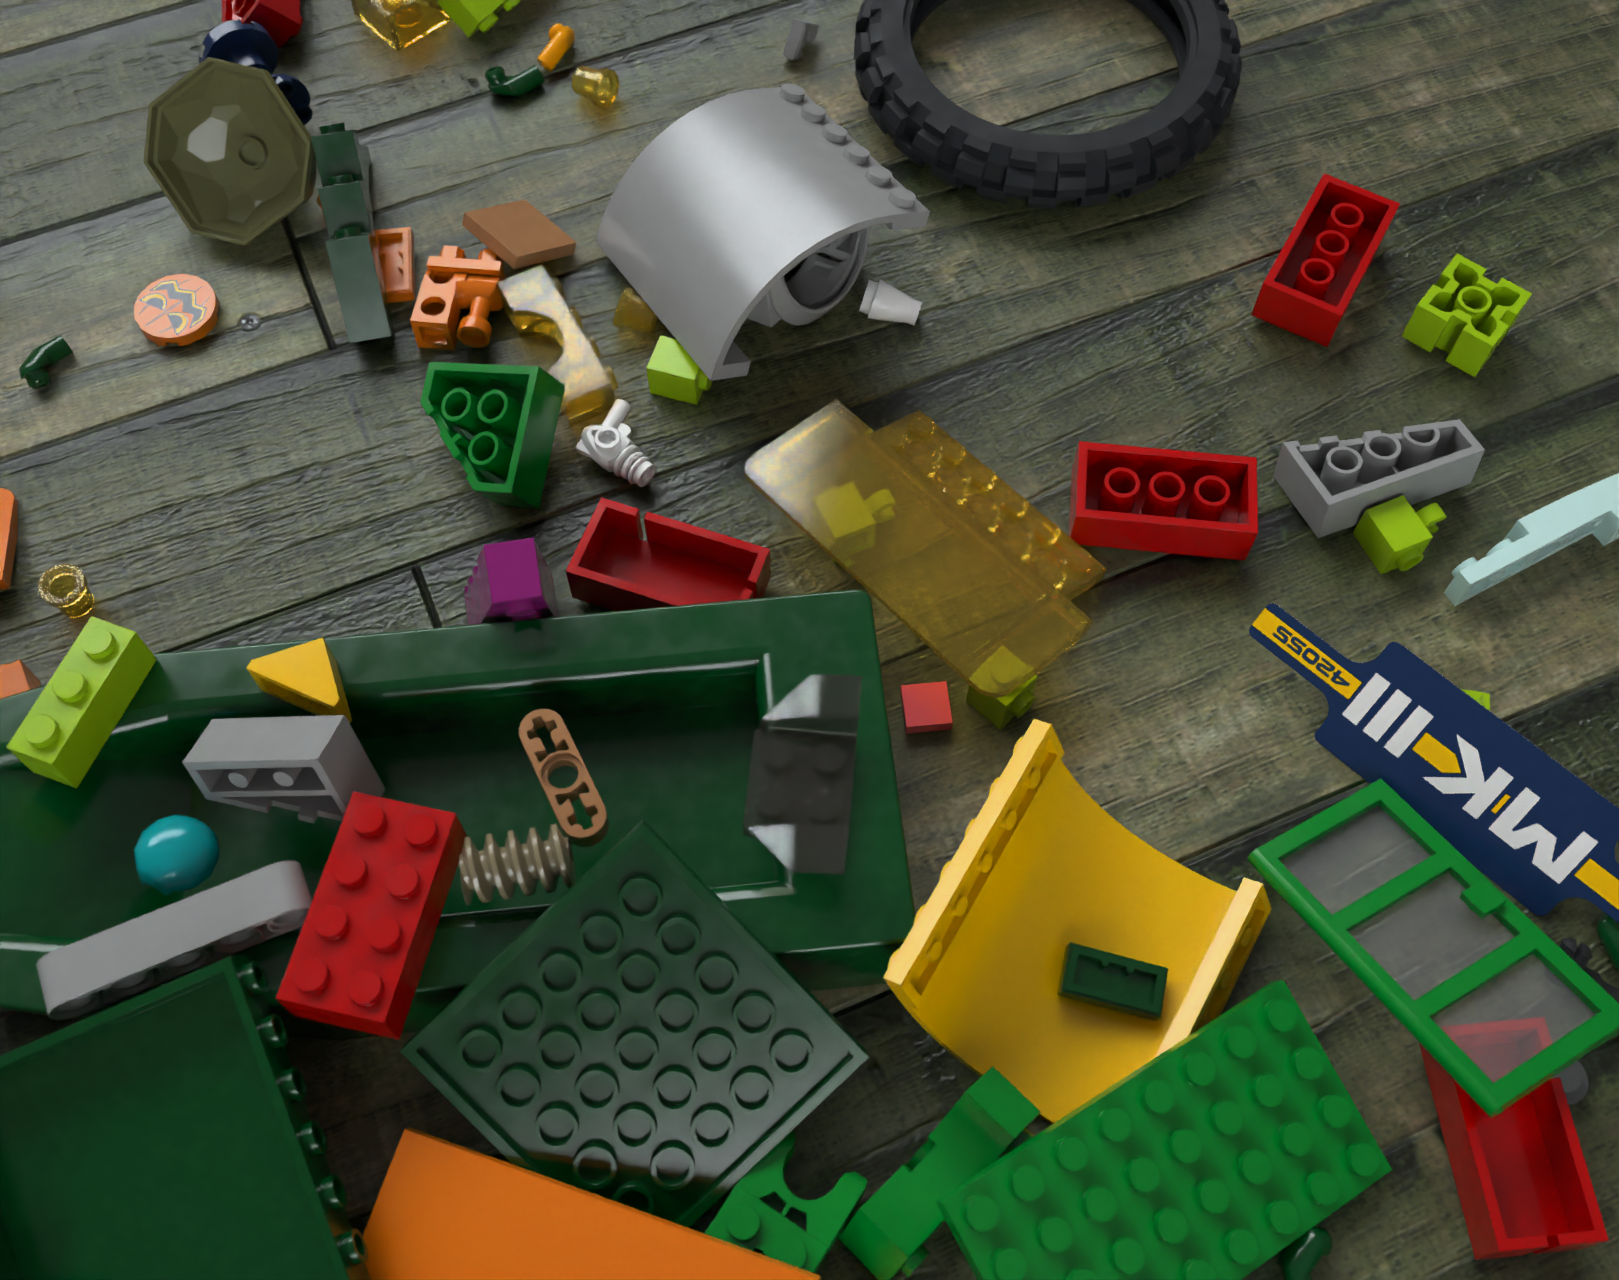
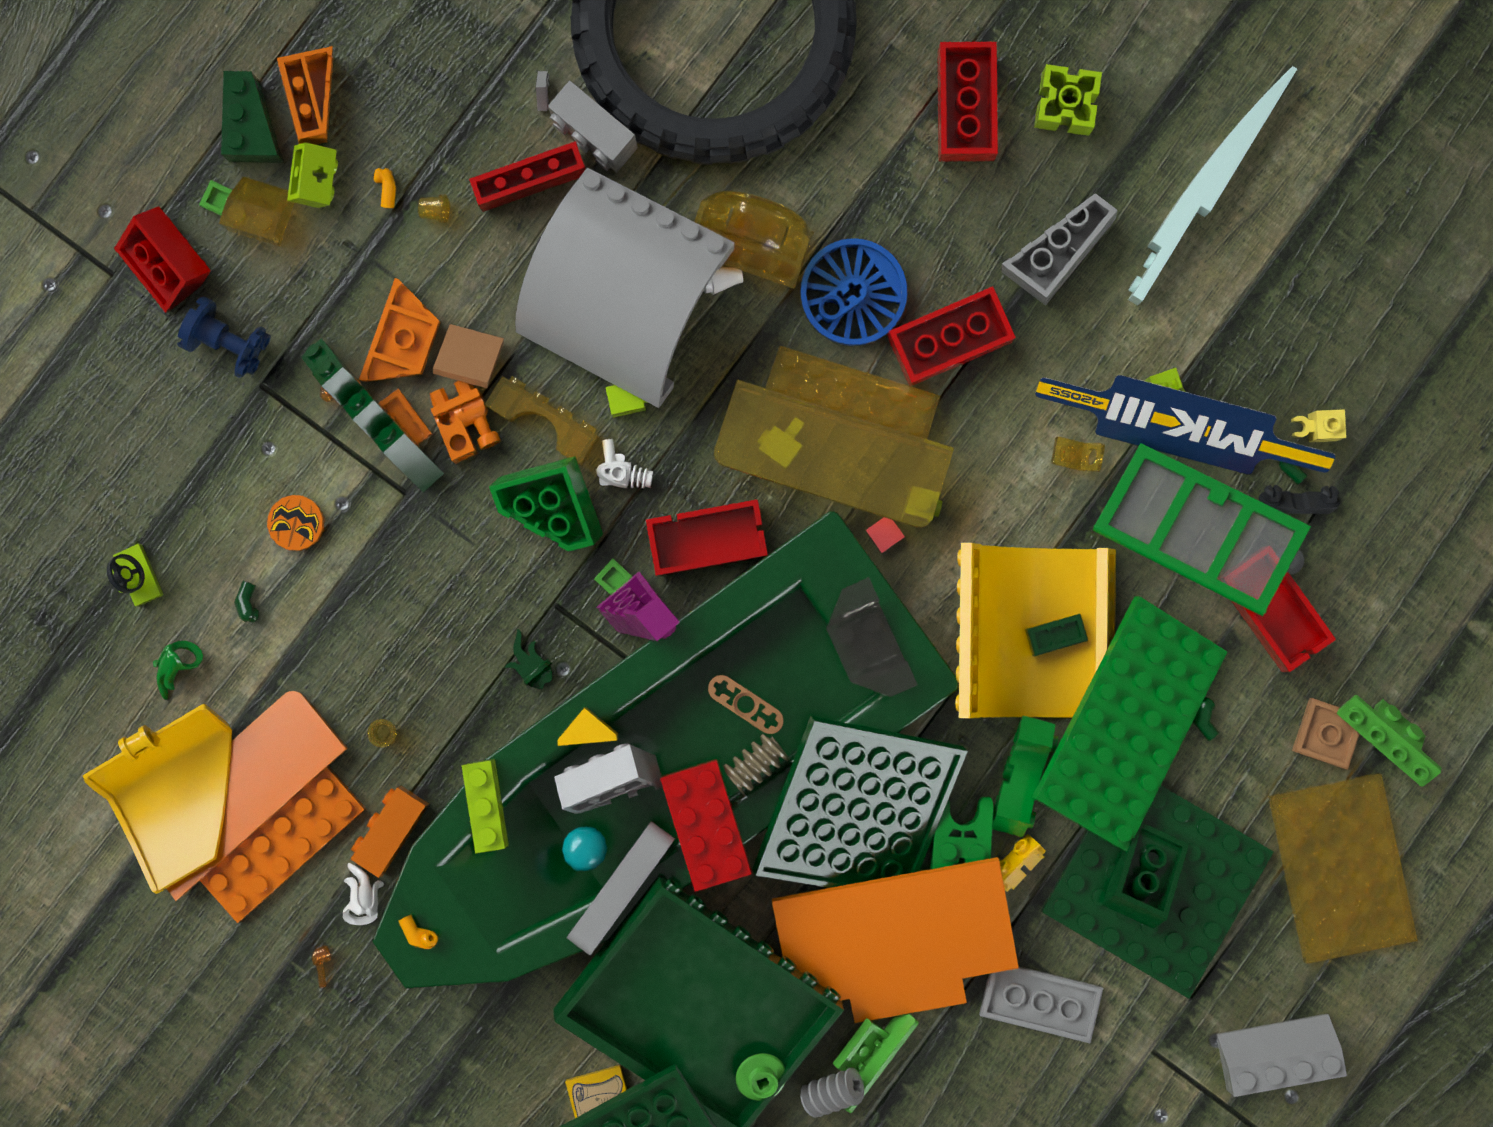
camera: 25 degrees left, 25 degrees up
(229, 151) = (265, 413): olive rock -> none
(321, 616) = (531, 668): none -> dark green piece
(458, 182) = (401, 338): none -> orange wing
(513, 85) = (379, 235): dark green arm -> none
(634, 313) = (573, 373): clear yellow piece -> none
(682, 85) = (527, 176): none -> red brick
(834, 72) = (592, 127): none -> light grey brick
(970, 281) = (764, 222): none -> clear yellow piece
(1053, 396) = (887, 268): none -> blue piece
(1269, 743) = (1076, 454): none -> clear yellow bracket
(1397, 534) = (1088, 282): lime brick -> none

